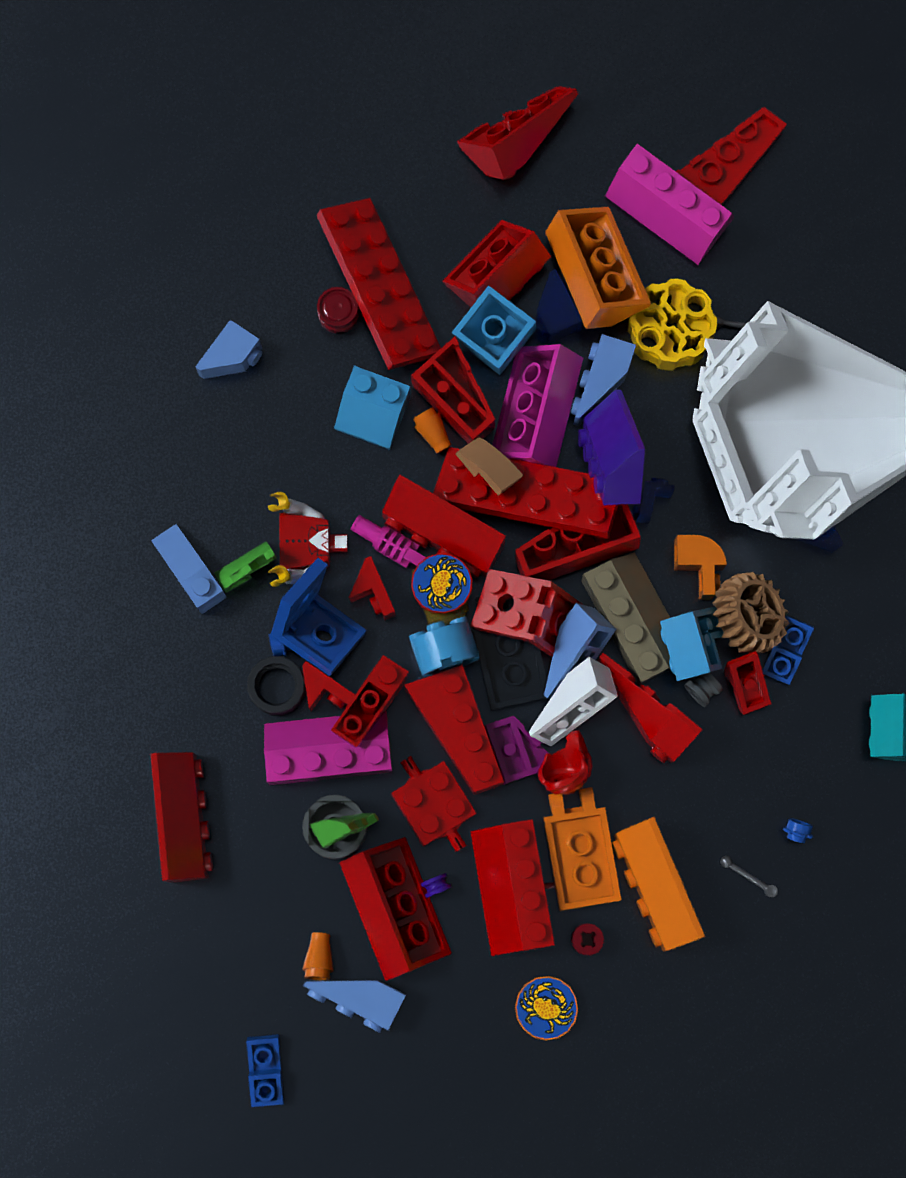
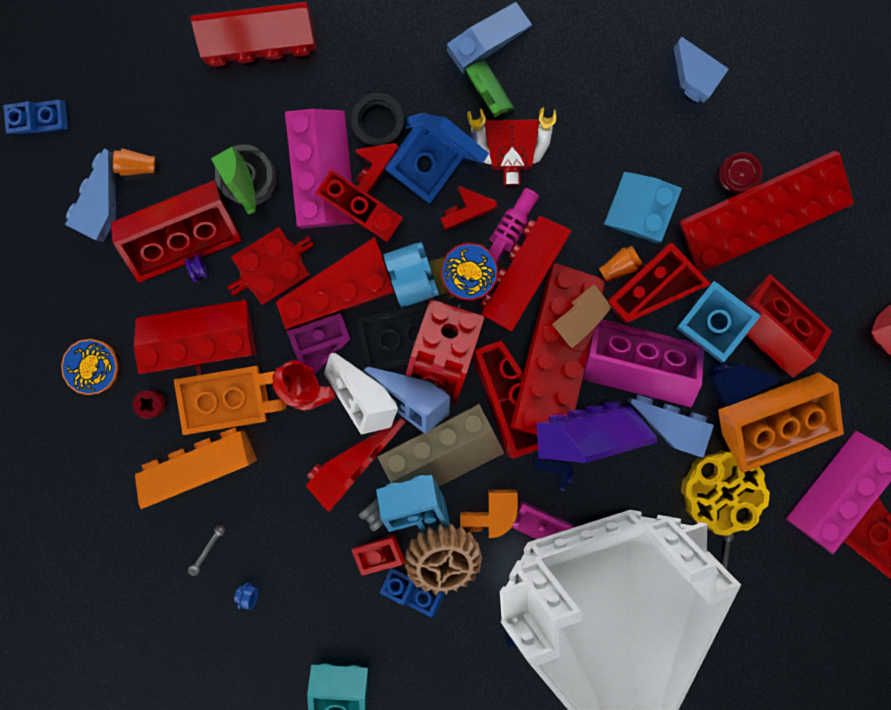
camera: 90 degrees right, 10 degrees up
(709, 515) = (538, 522): none -> dark pink hinge

